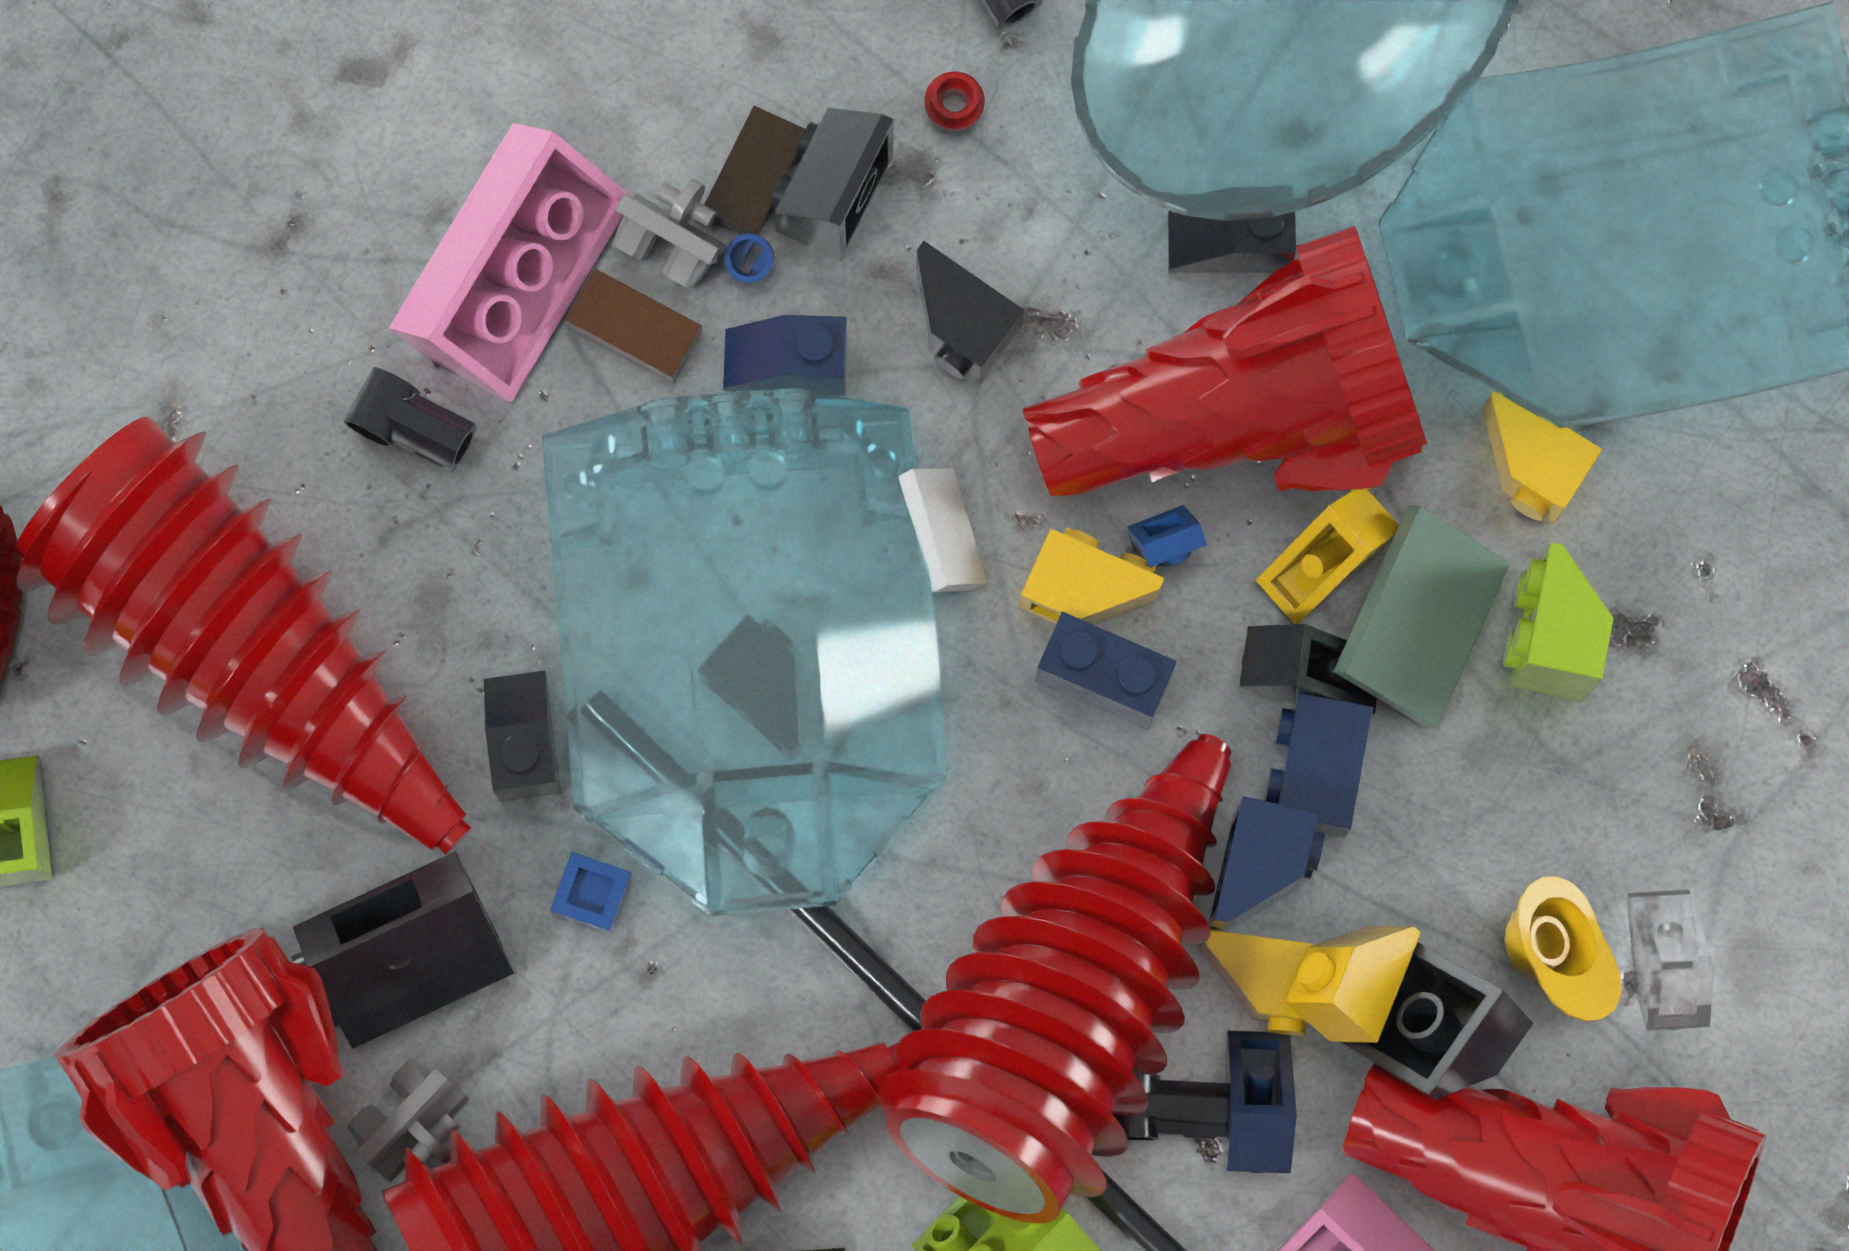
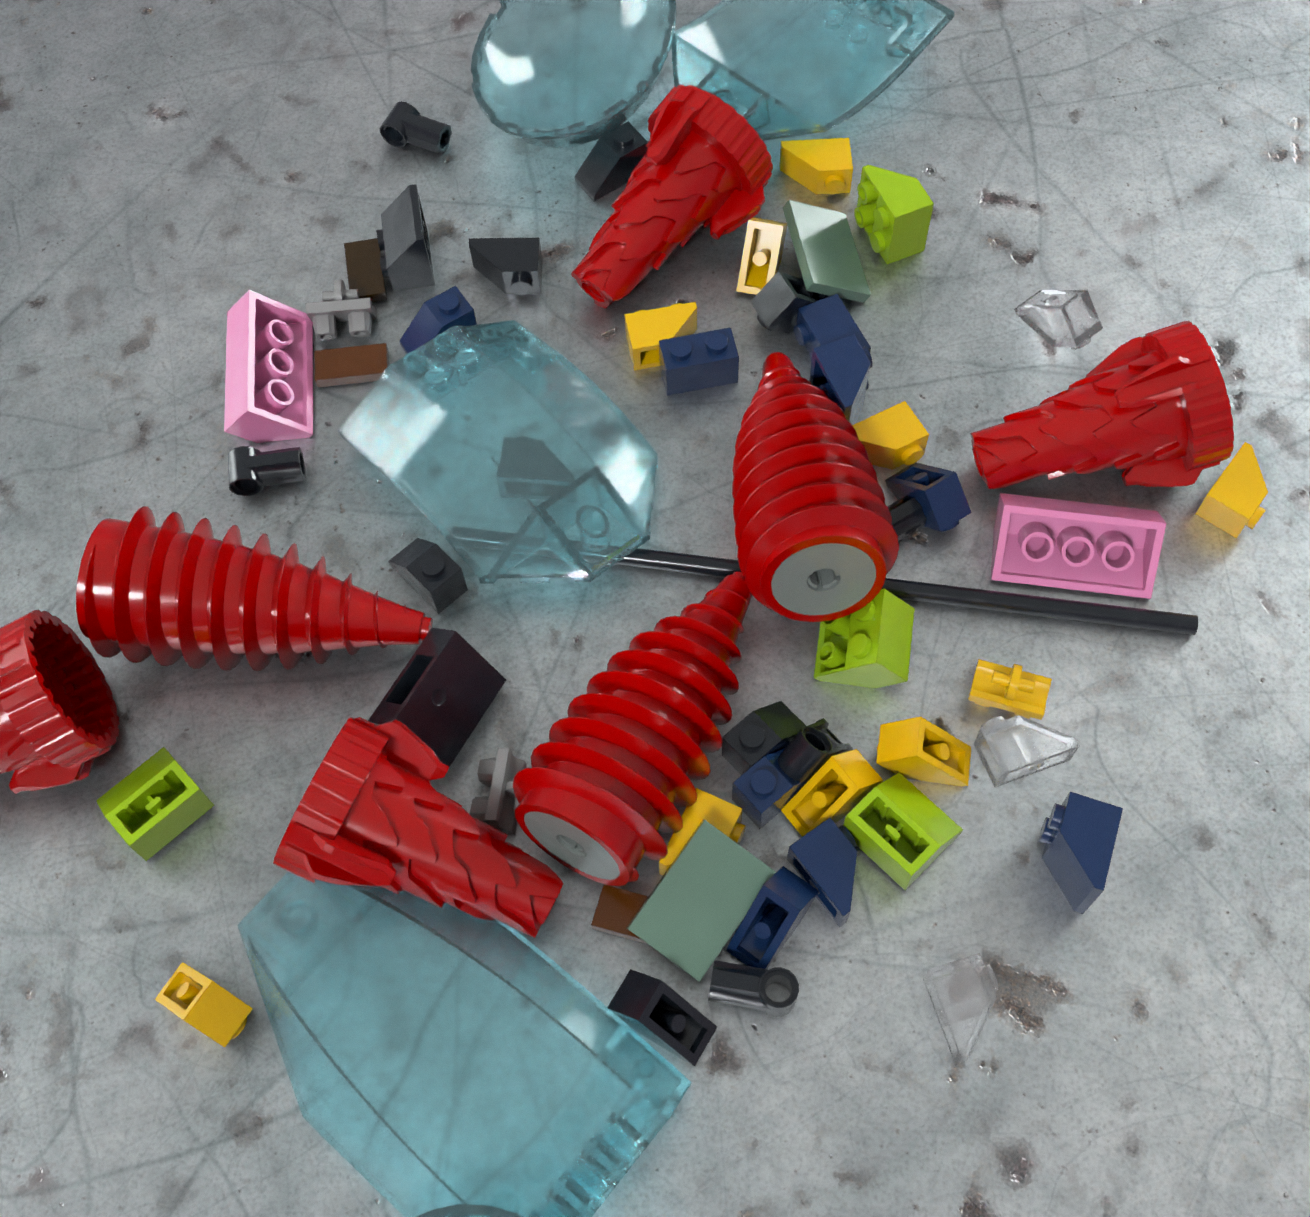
camera: 30 degrees left, 15 degrees down
(591, 892) = (518, 619): blue plate -> none
(737, 252) = (380, 301): blue hinge -> none
(943, 529) = (572, 352): white tile -> none
(954, 84) = (439, 189): red plate -> none
(1167, 537) = (683, 290): blue plate -> none
(1352, 981) = (931, 405): yellow slope -> none
(1445, 1028) = (983, 393): black slope -> none
(1561, 947) = (1005, 342): yellow piece -> none

